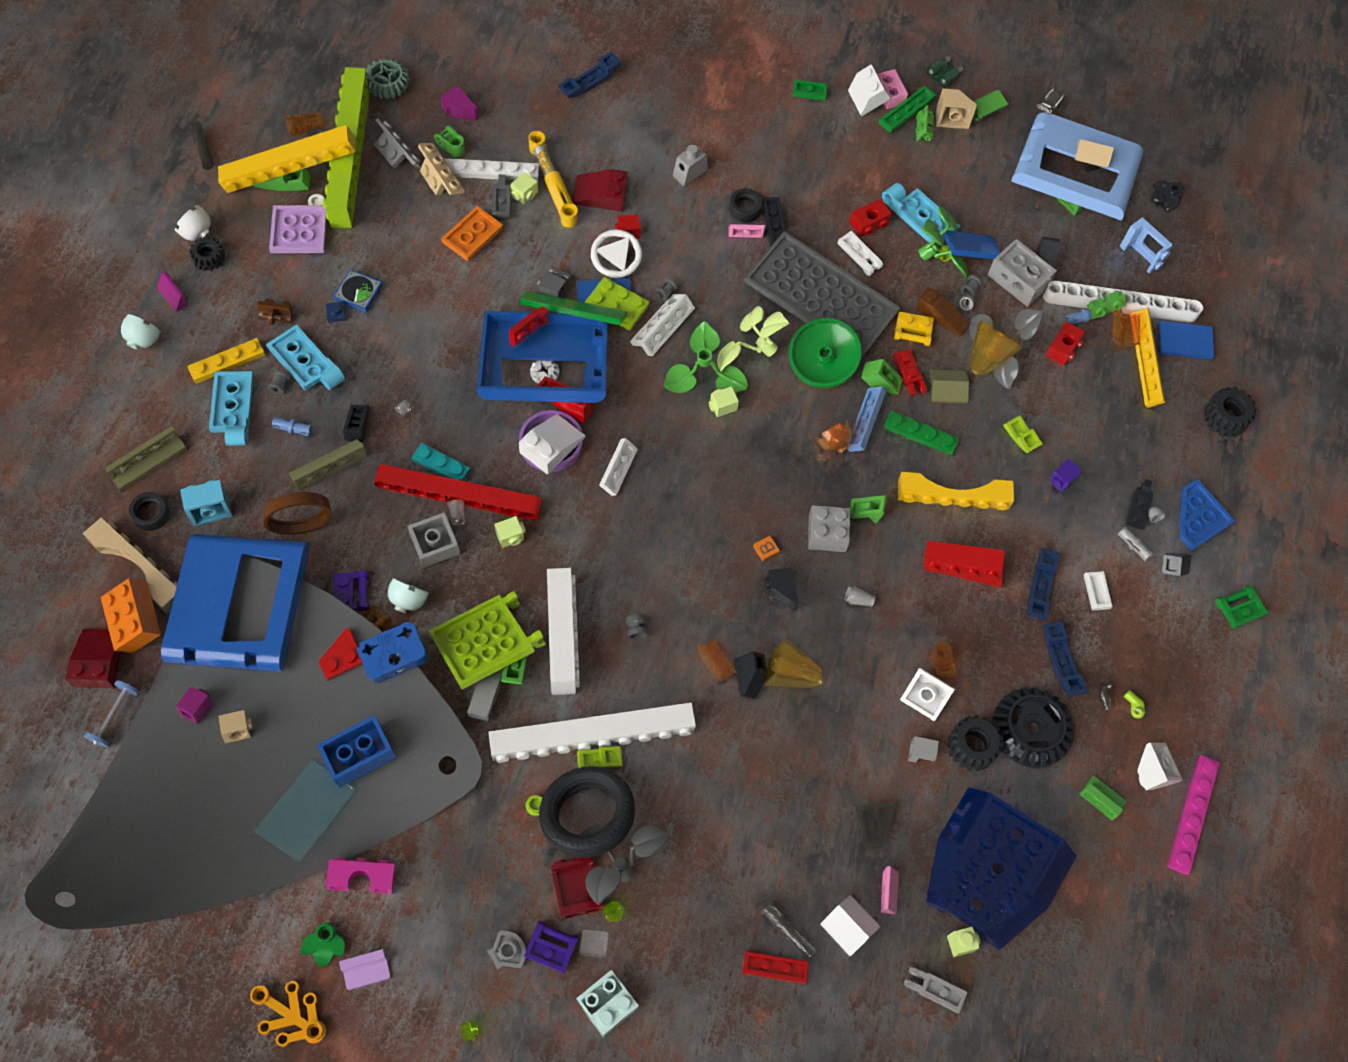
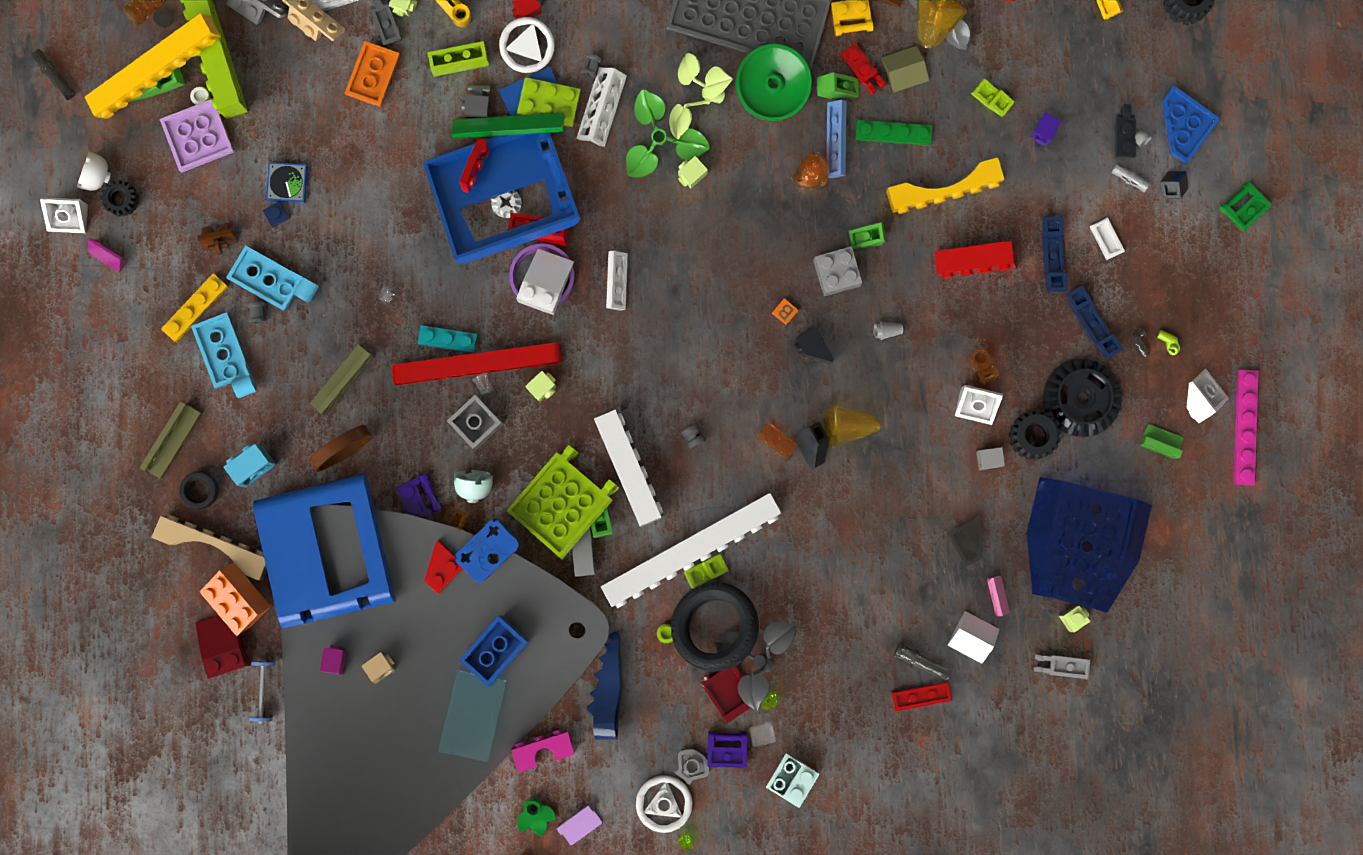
camera: 15 degrees left, 20 degrees up
(139, 333) = (99, 314): light aqua cylinder -> none
(153, 248) = (64, 214): none -> white slope
(291, 426) = (290, 354): medium blue pin -> none
(358, 421) = (350, 338): black slope -> none
(453, 843) = (608, 694): none -> dark blue animal
(462, 981) = (664, 803): none -> white piece
(552, 244) = (458, 59): none -> lime brick

